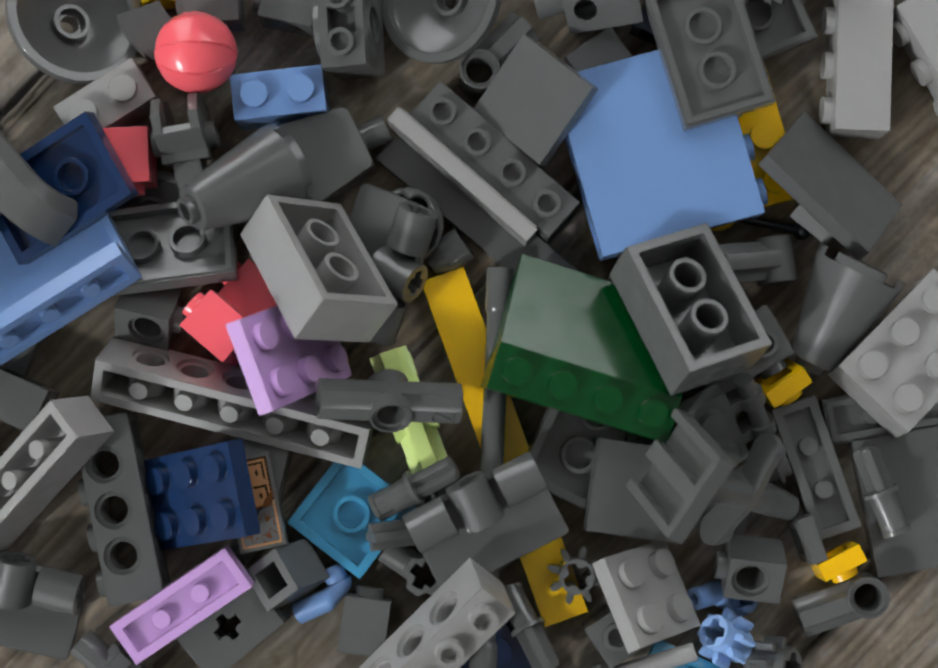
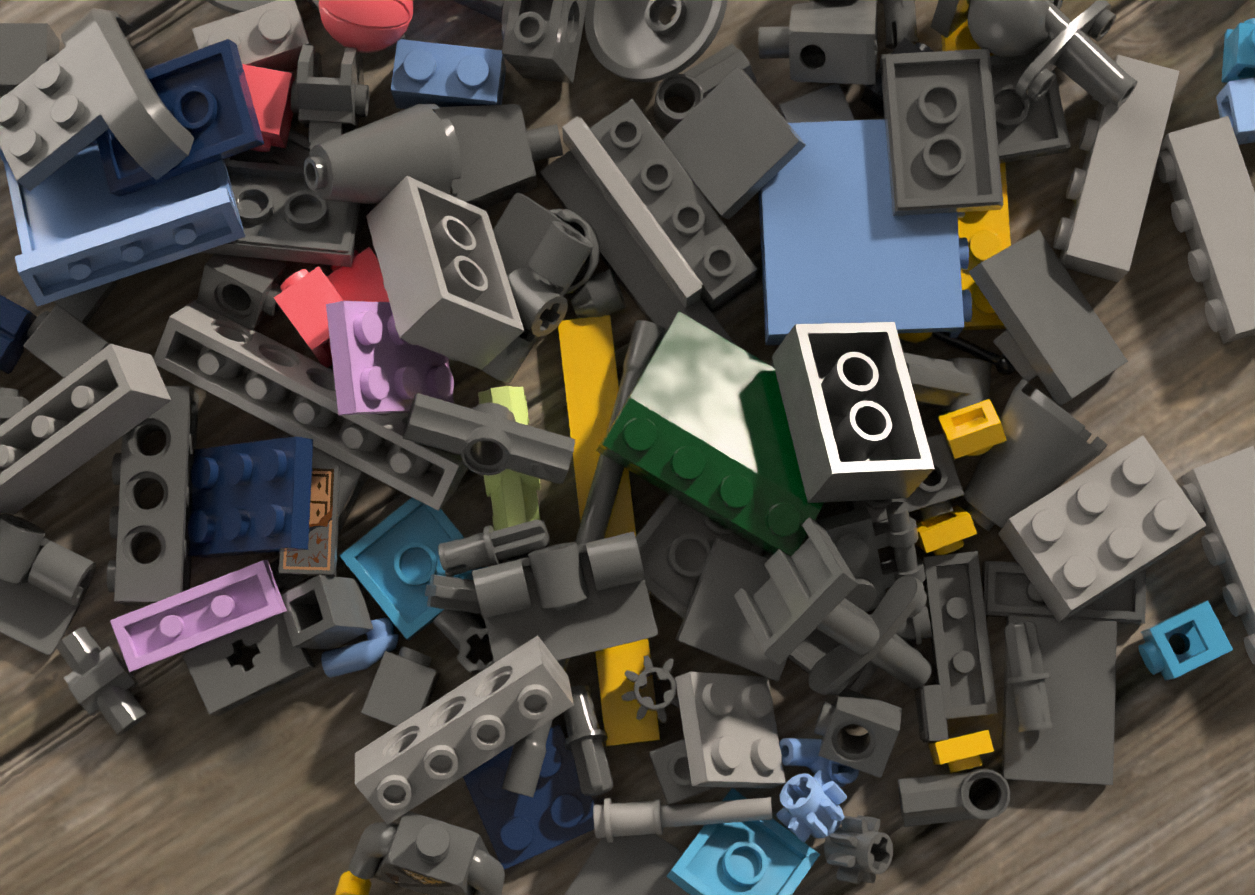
camera: 10 degrees right, 5 degrees down
(790, 296) = (972, 429): none -> yellow plate

